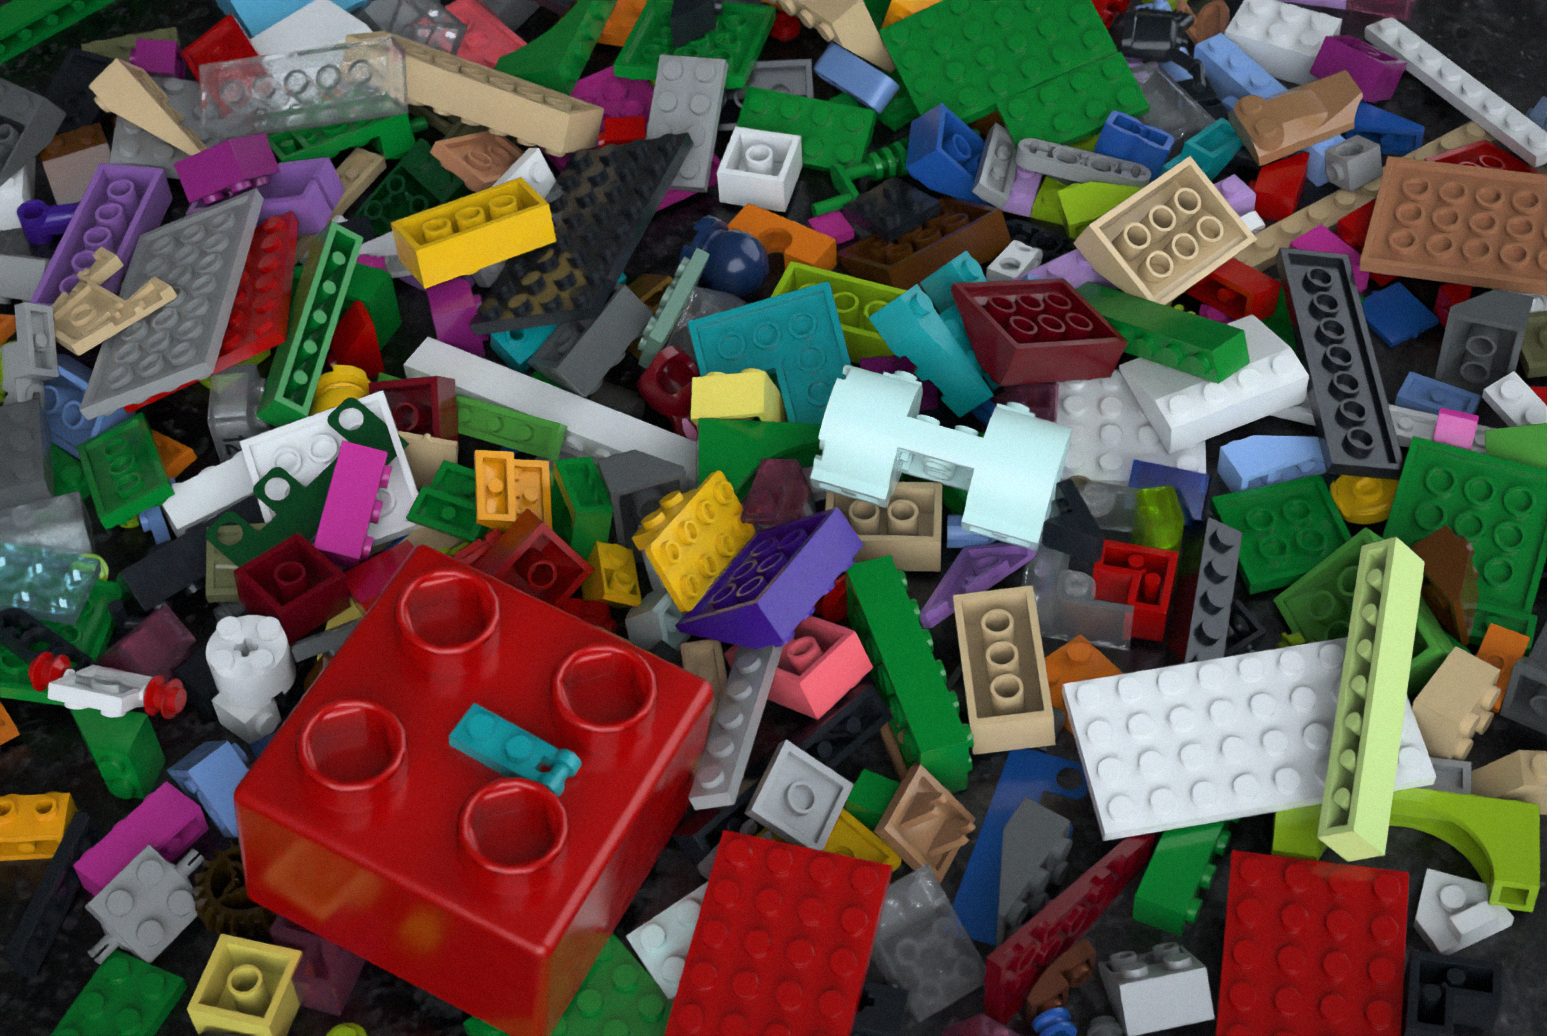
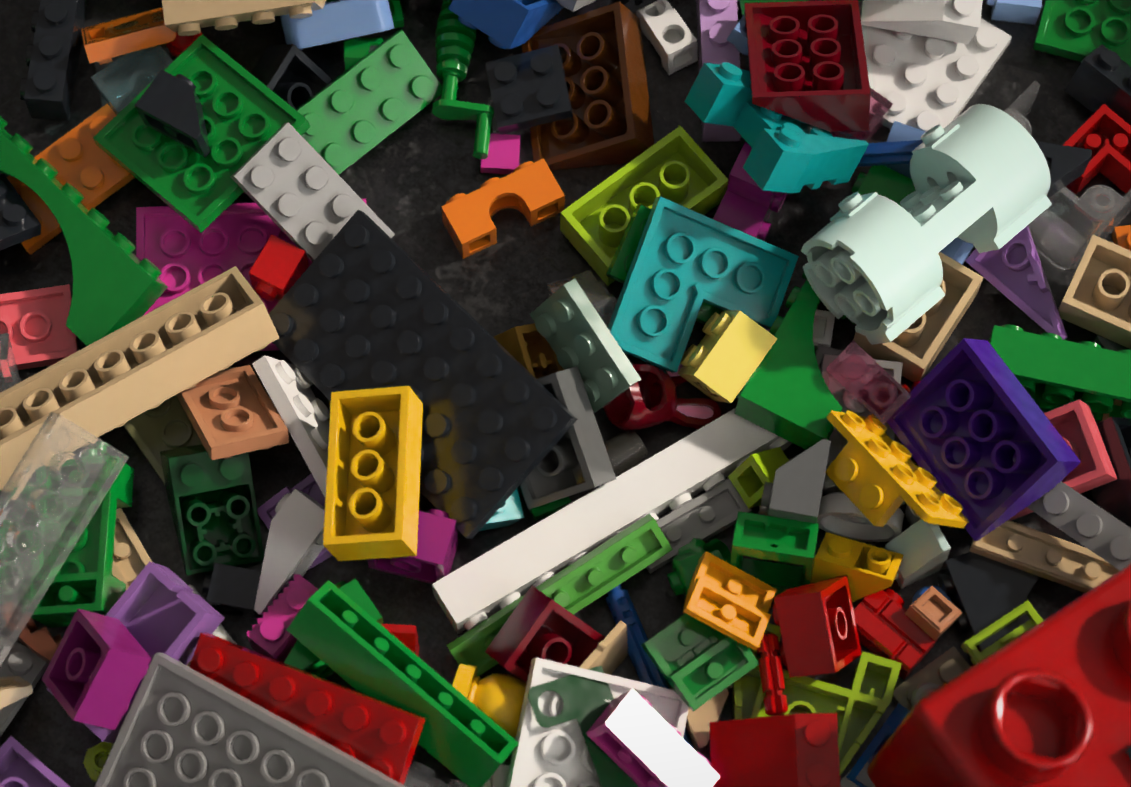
camera: 65 degrees left, 20 degrees up
(736, 258) = (508, 265): dark blue tile -> none
(760, 169) = (394, 171): white brick -> none
(1158, 519) = (1060, 104): clear neon green brick -> none
(1190, 486) = (1012, 68): clear blue brick -> none

